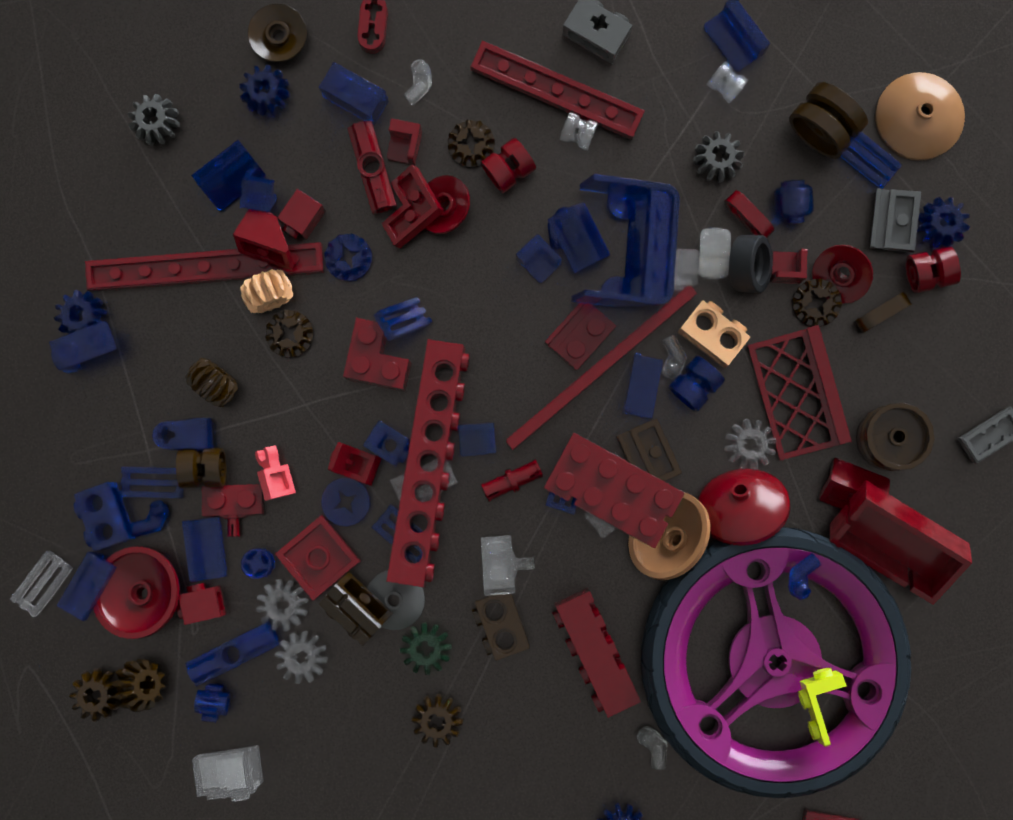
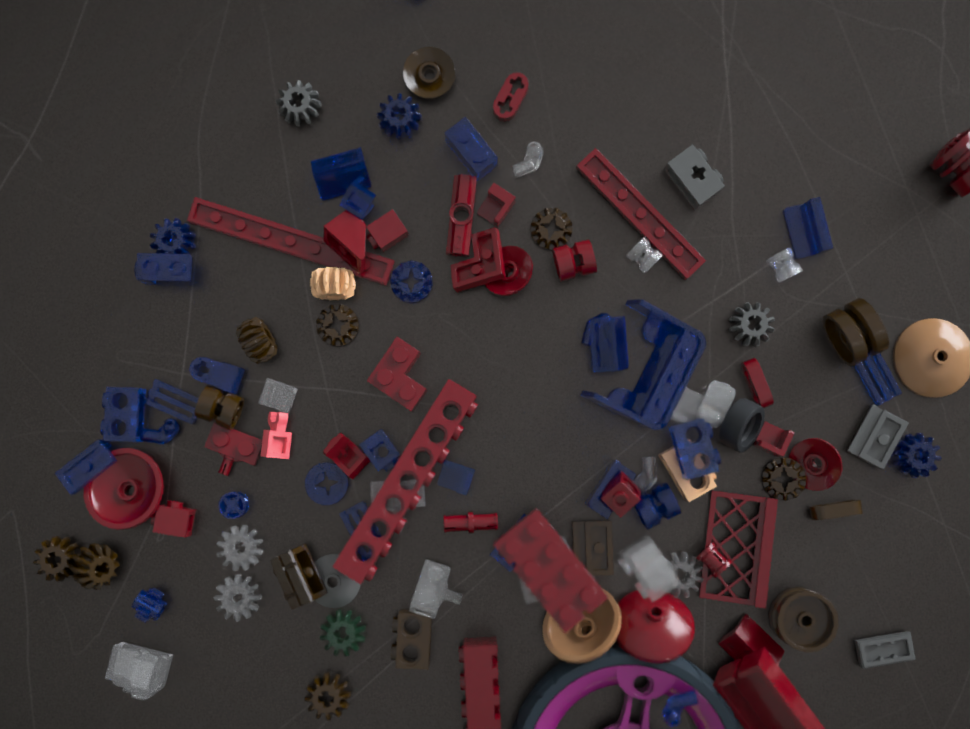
camera: 15 degrees right, 0 degrees up
(25, 603) = (31, 459): clear tile -> none
(204, 549) = (195, 475): clear blue panel -> none
(216, 661) = (167, 571): clear blue piece -> none
(257, 431) = (278, 395): none -> clear panel
(317, 557) = (284, 520): dark red plate -> none
(416, 312) = (449, 351): clear blue tile -> none
(539, 259) = (568, 348): clear blue panel -> none
(580, 334) = (576, 424): dark red plate -> none
(601, 367) = (574, 462): dark red tile -> none
(655, 385) = (621, 494): none -> dark red brick
(704, 311) = (686, 451): none -> clear blue brick
(715, 448) = (649, 567): none -> clear brick
(778, 414) = (713, 560): none -> dark red bush
(794, 201) = (799, 386): clear blue head -> none
(938, 269) = (890, 491): dark red wheel -> none

